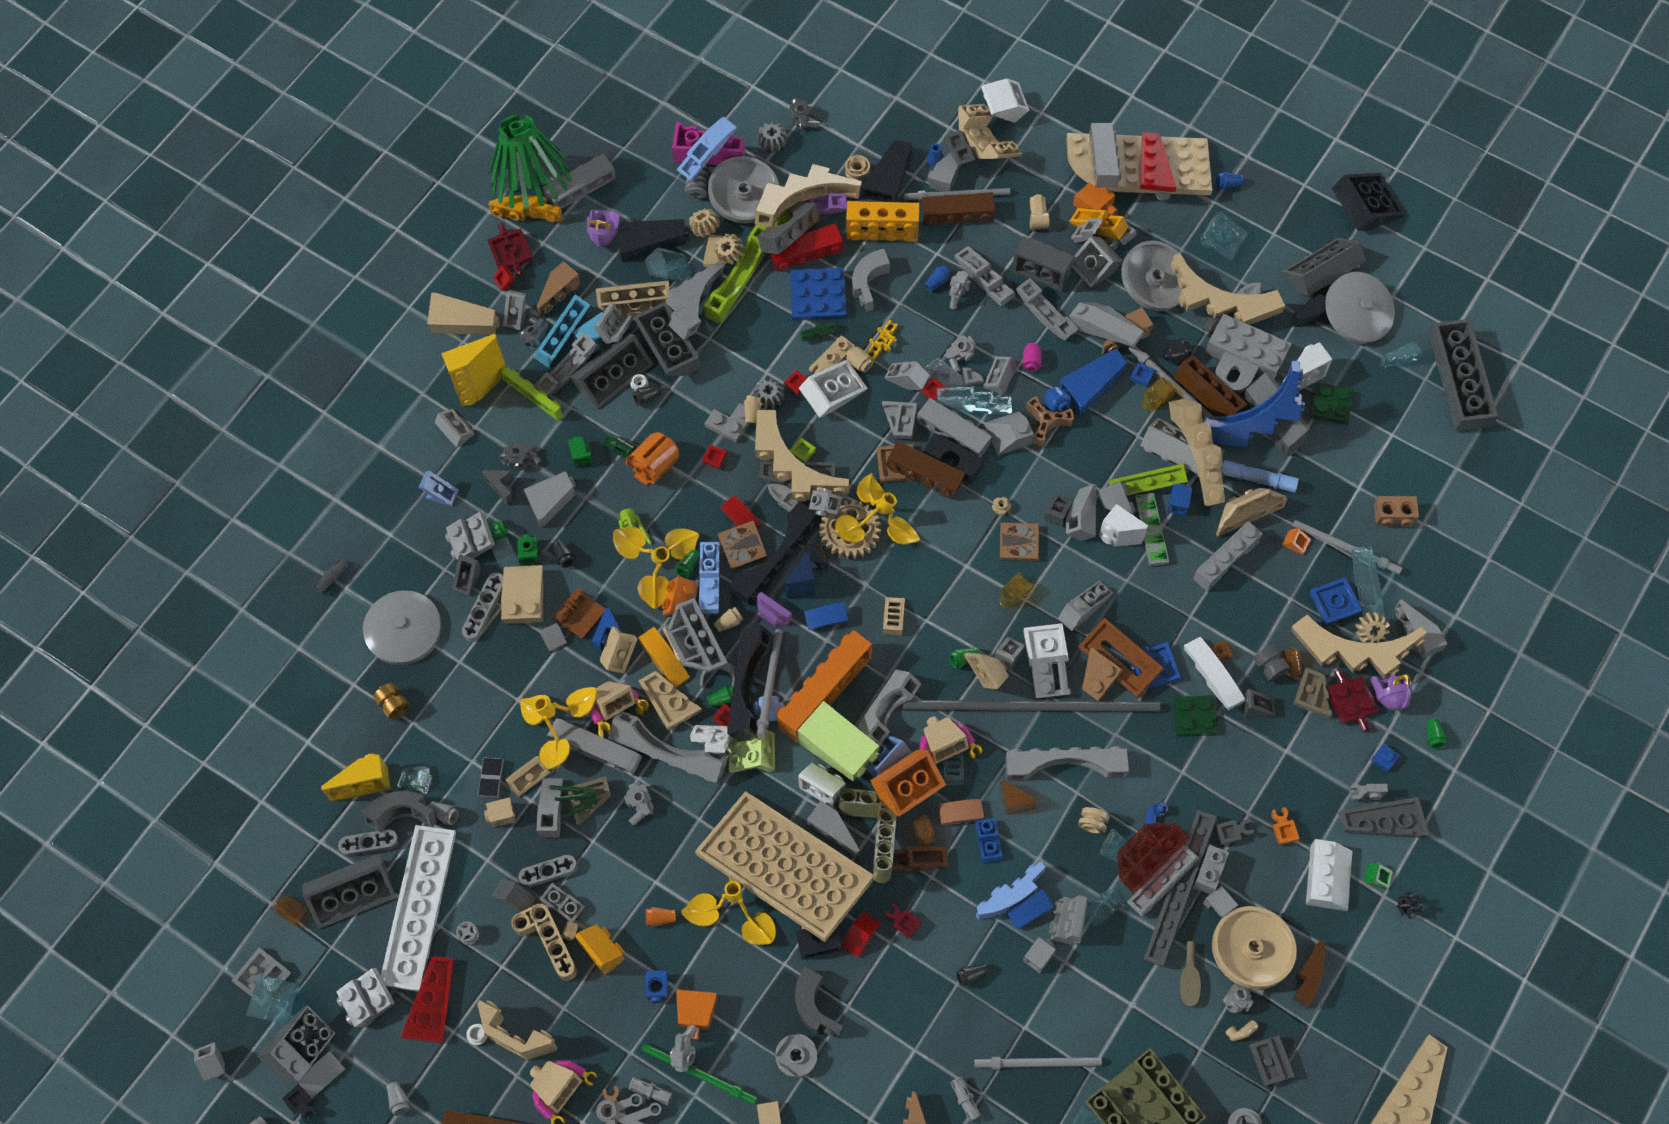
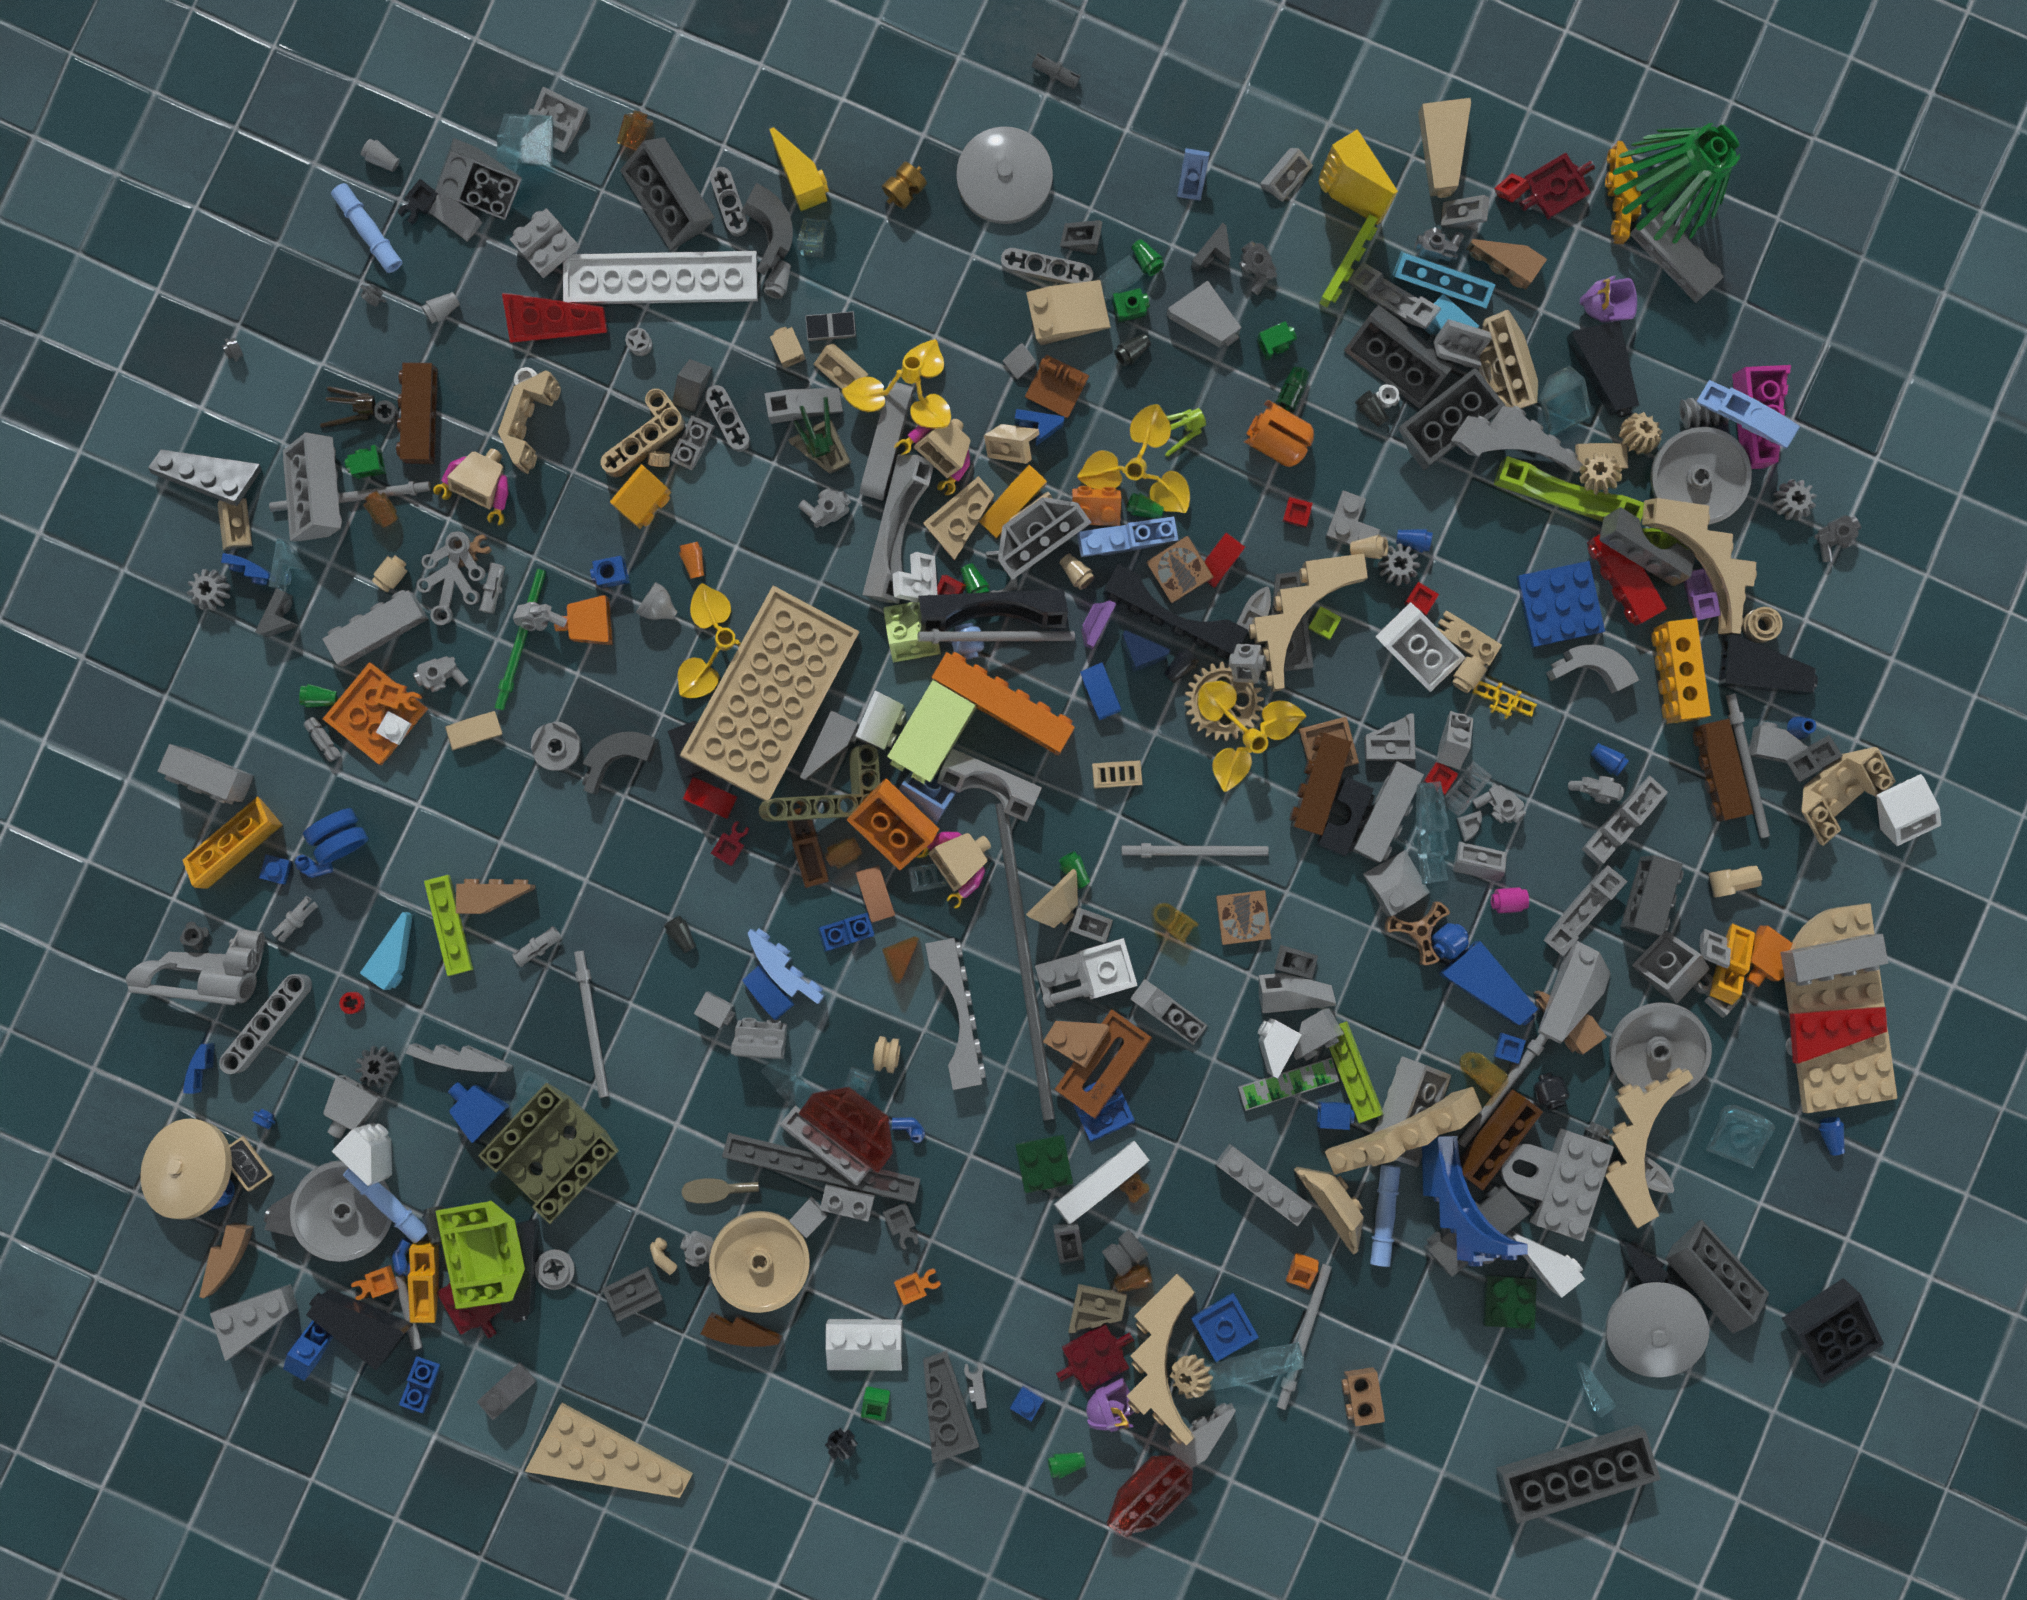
camera: 75 degrees right, 20 degrees up
(209, 1061) = (446, 87): light grey brick -> none
(470, 536) = (1132, 228): light grey plate -> none
(690, 951) = (657, 604): none -> light grey helmet
(751, 378) = (1417, 539): none -> blue cone
(818, 332) = (1502, 613): dark green axle -> none
(957, 601) = (1147, 850): none -> light grey bar
(1001, 510) = (1283, 888): tan plate -> none
(1462, 671) = (1150, 1495): none -> clear red wedge

